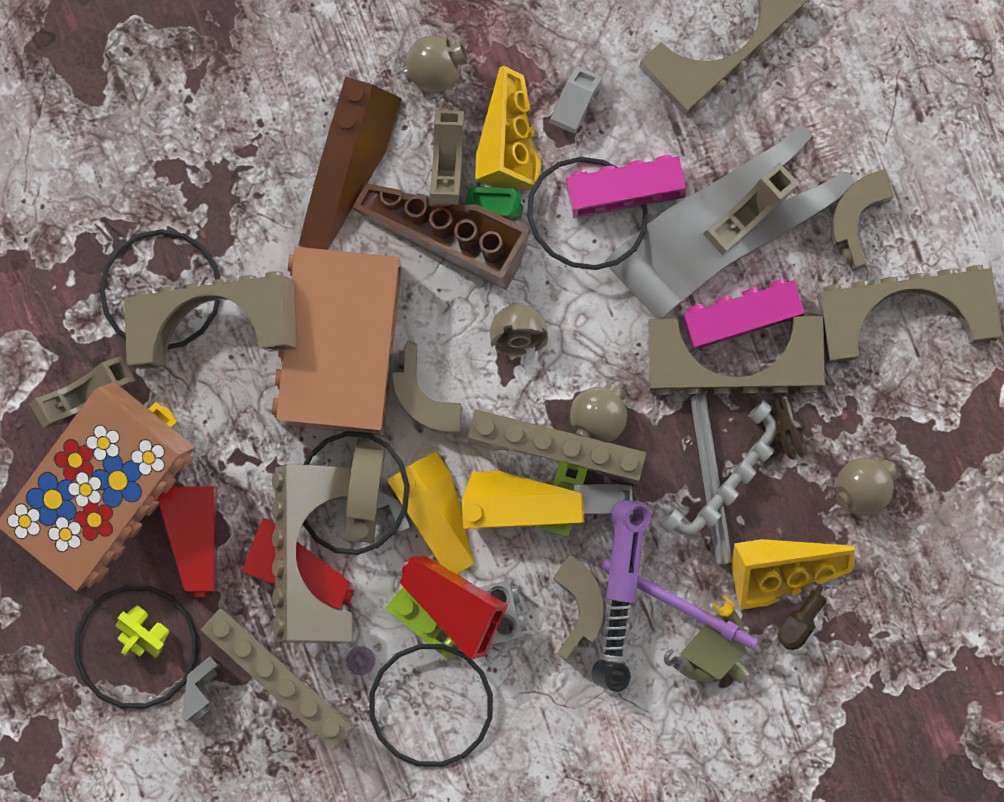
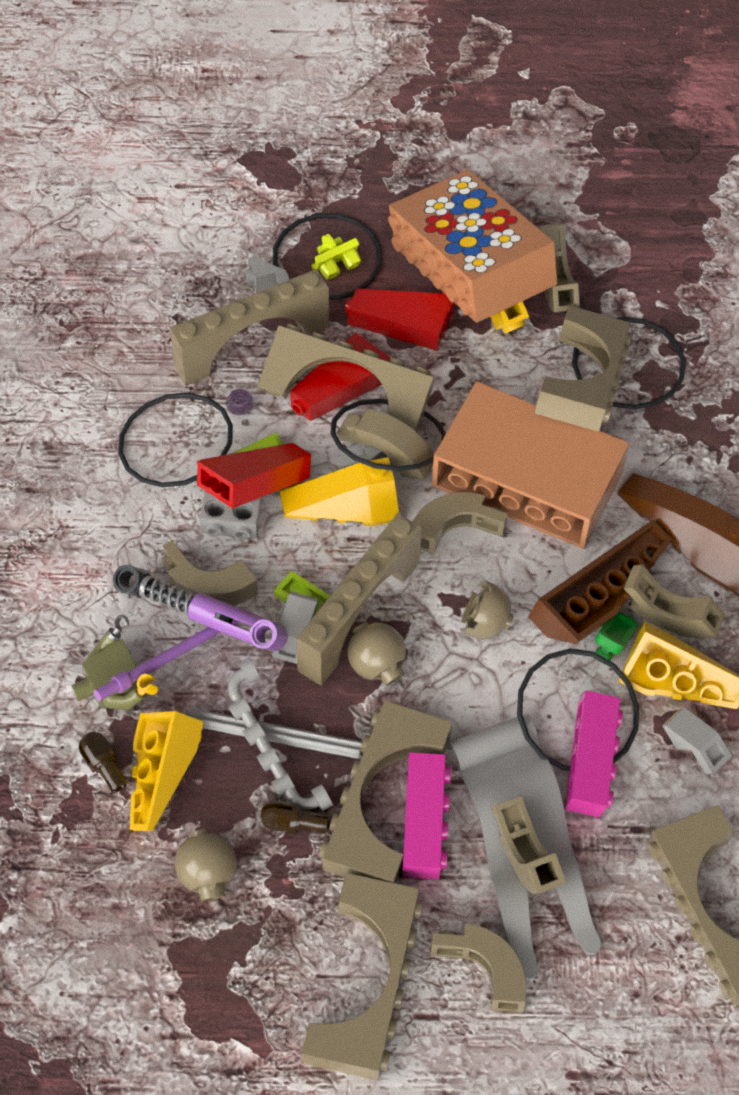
camera: 105 degrees right, 25 degrees down
(513, 501) = (324, 551): yellow wedge -> none

